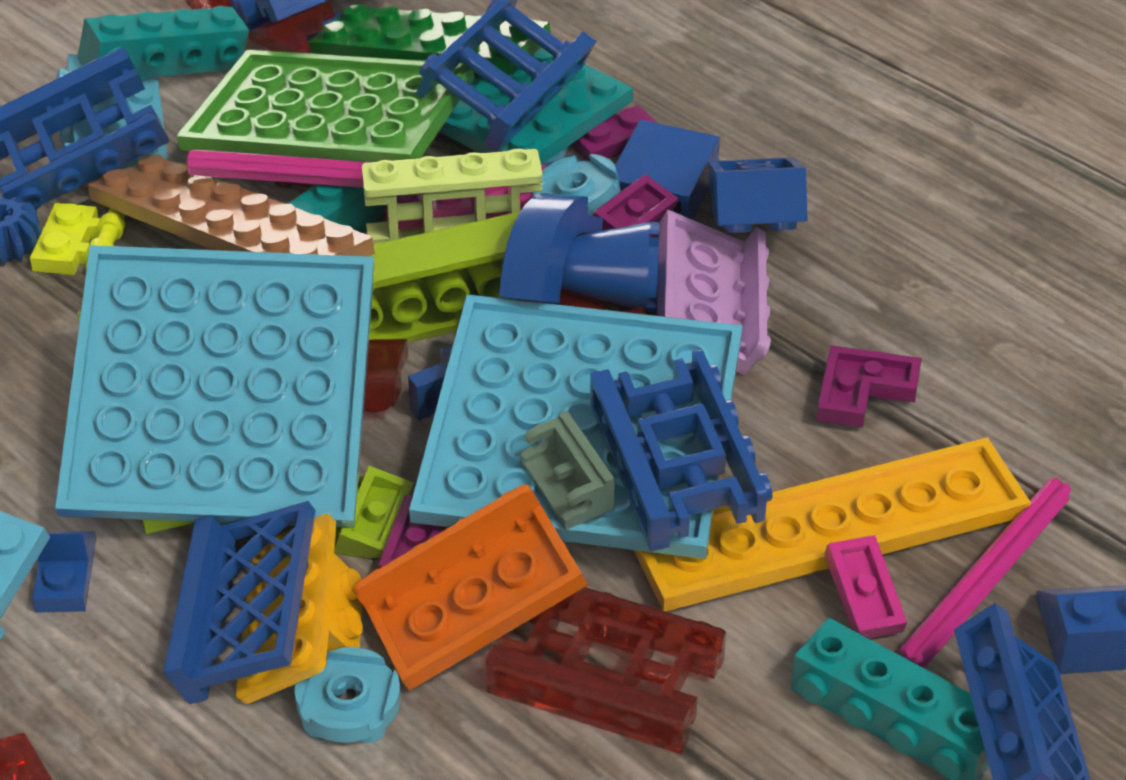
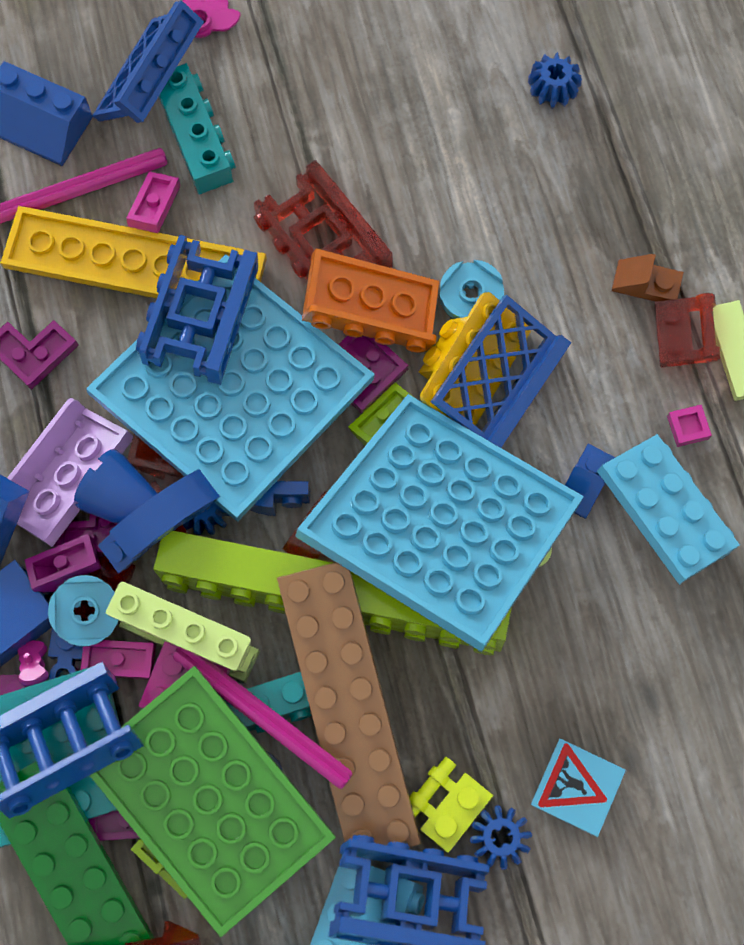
camera: 145 degrees left, 30 degrees up
(568, 471) = (272, 331): sand green hinge -> none
(591, 141) = (32, 664): none -> dark pink piece

